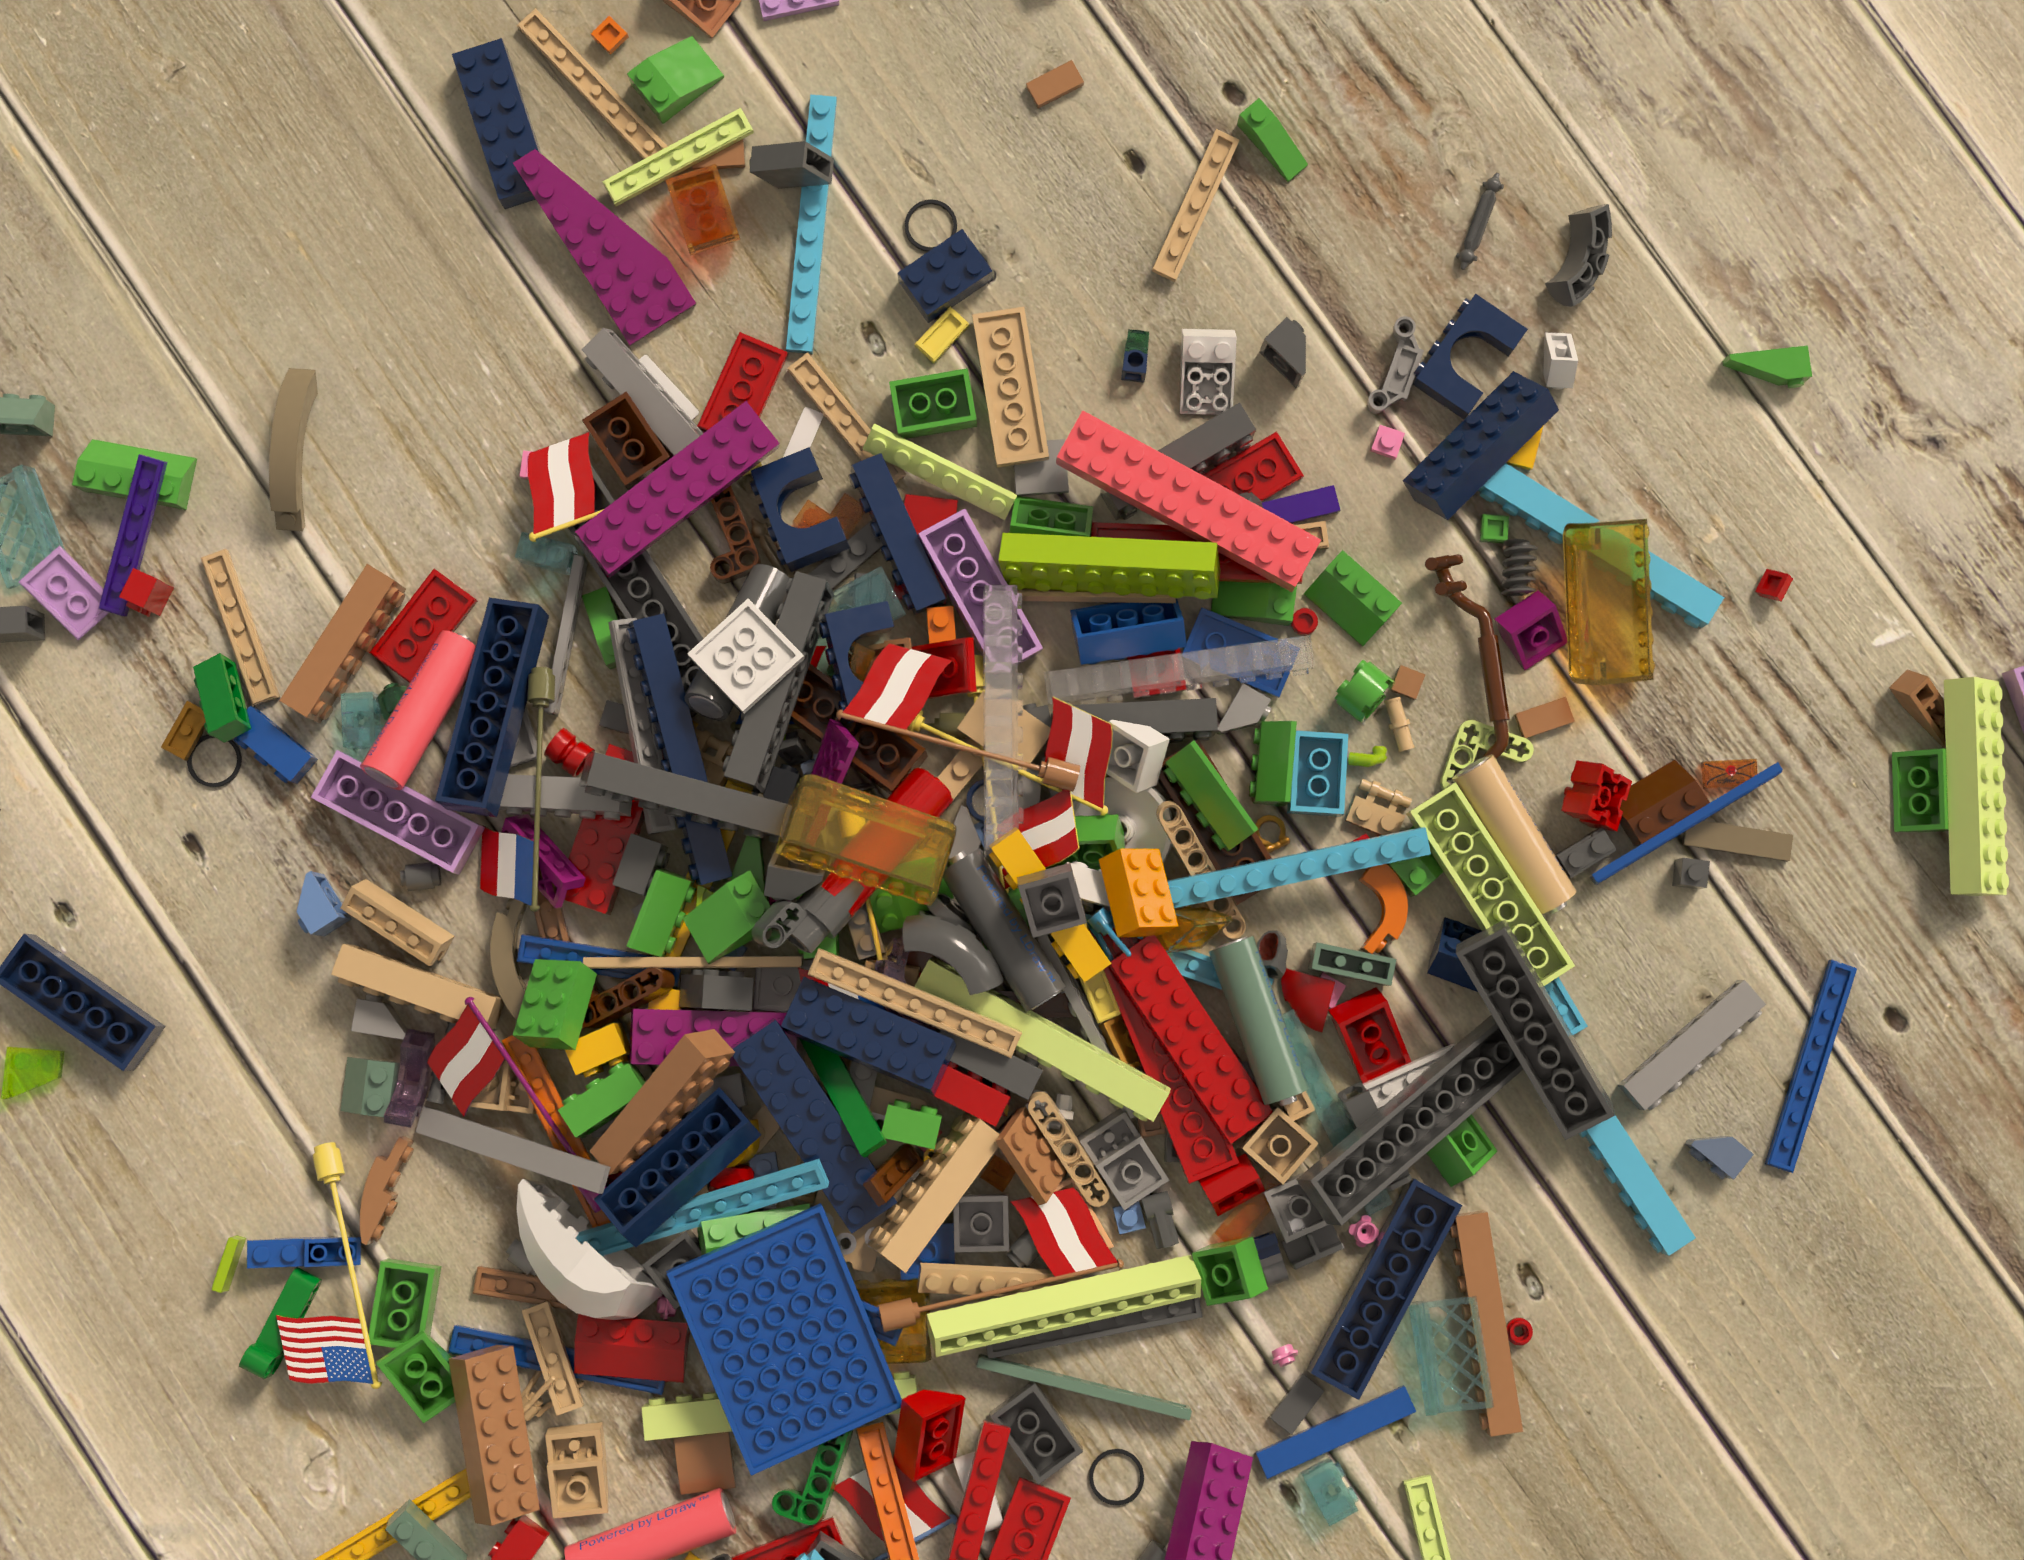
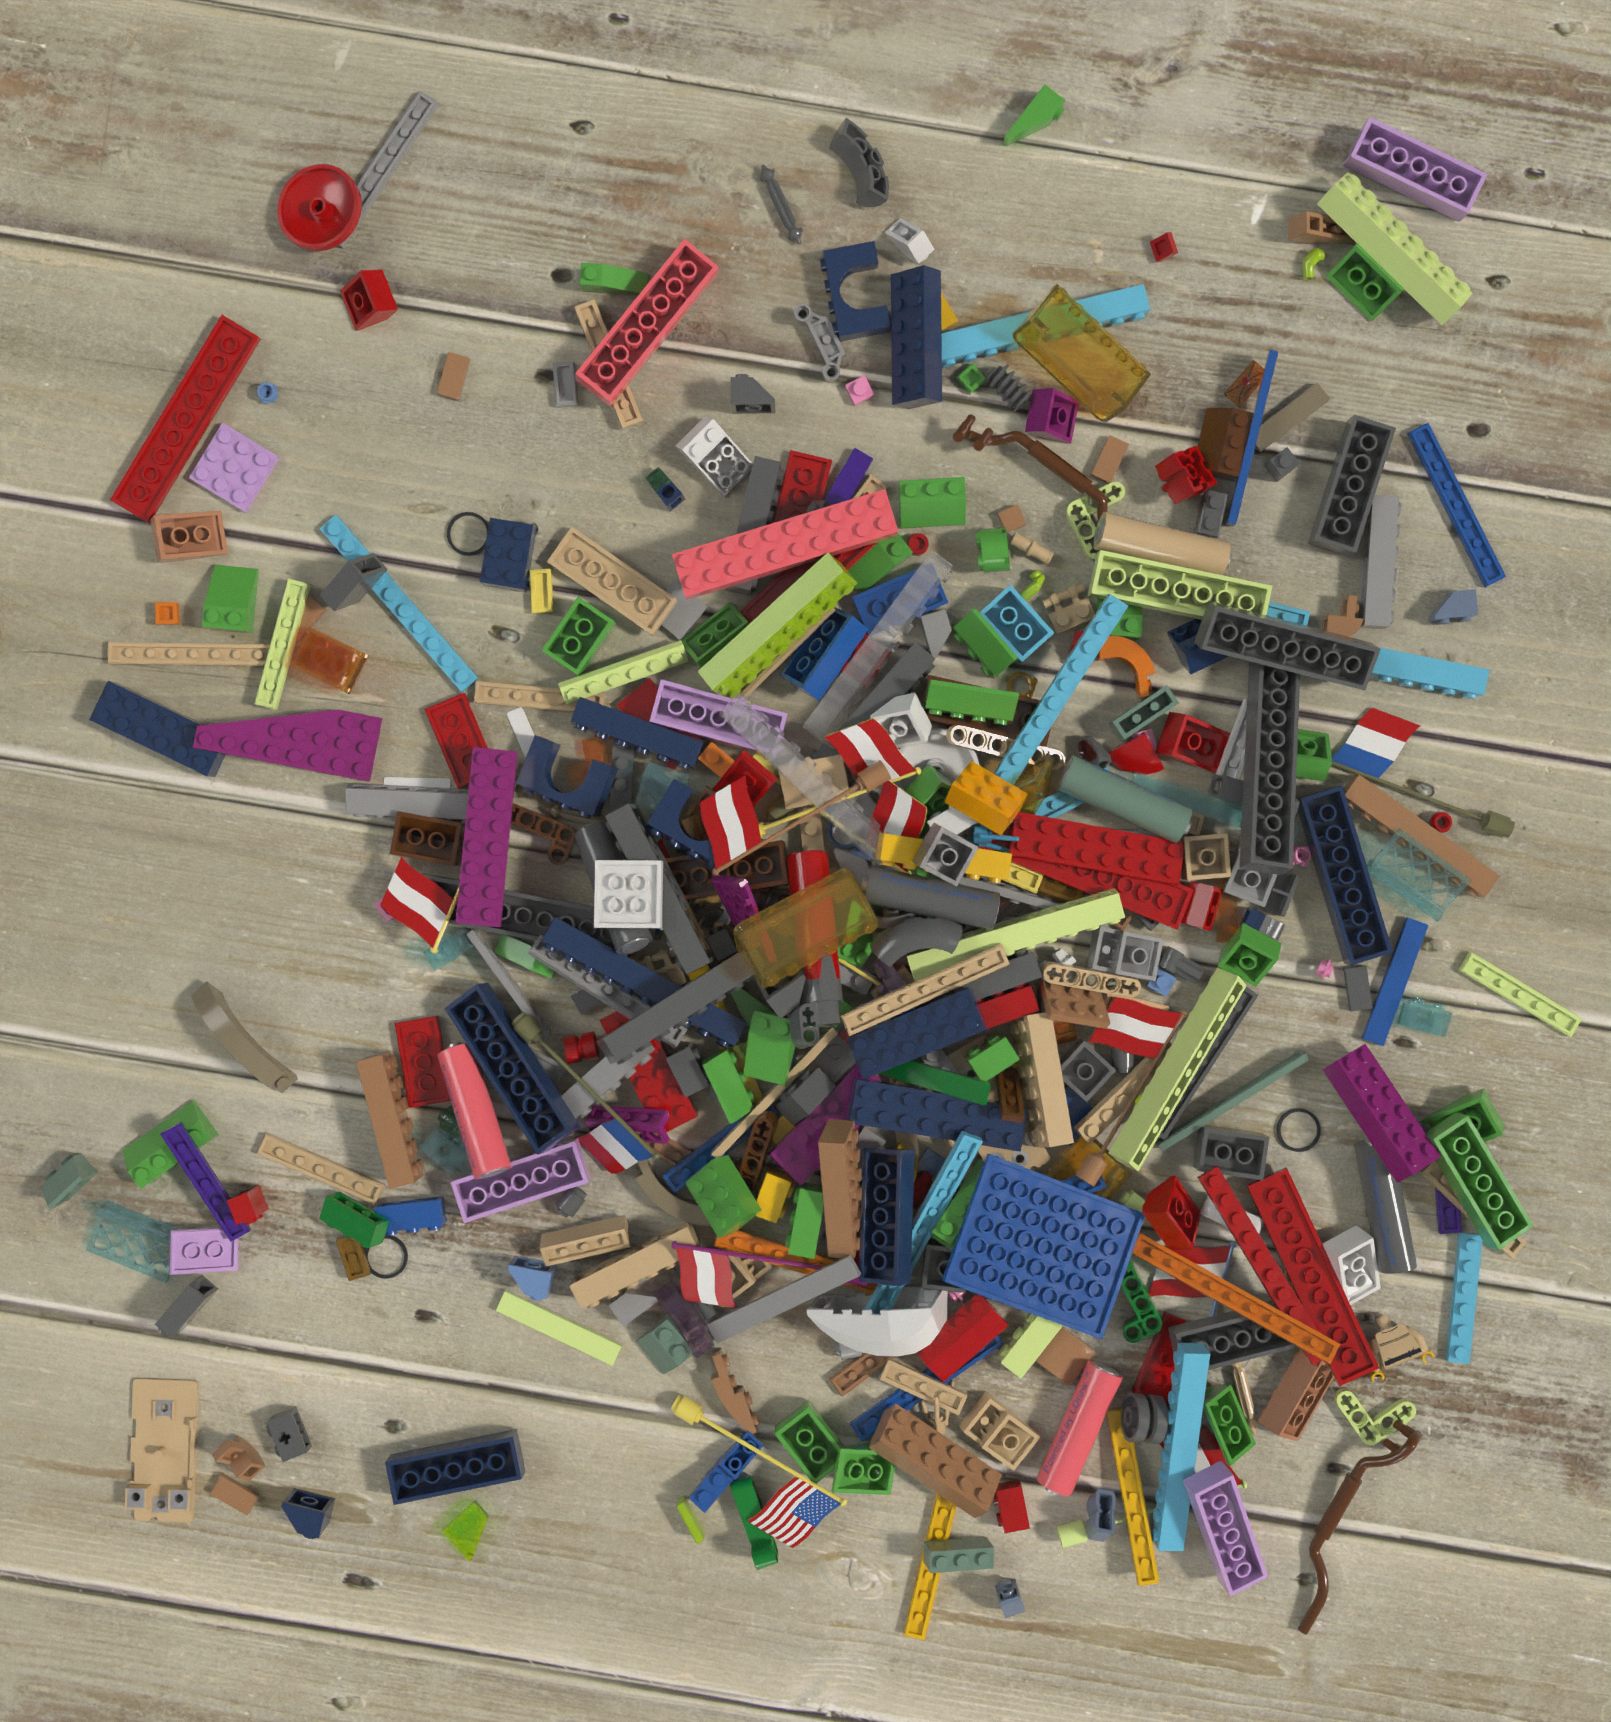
camera: 40 degrees left, 5 degrees up
(294, 975) = (559, 1327): none -> yellowish green tile
(1142, 185) = (565, 384): none -> light grey tile
(1263, 203) = (647, 323): none -> coral brick
(1530, 1204) = (1375, 747): none -> flag
(1610, 1069) = (1346, 623): none -> medium nougat brick
(1733, 953) = (1351, 485): none -> dark grey brick
(1888, 725) = (1314, 256): none -> lime arm

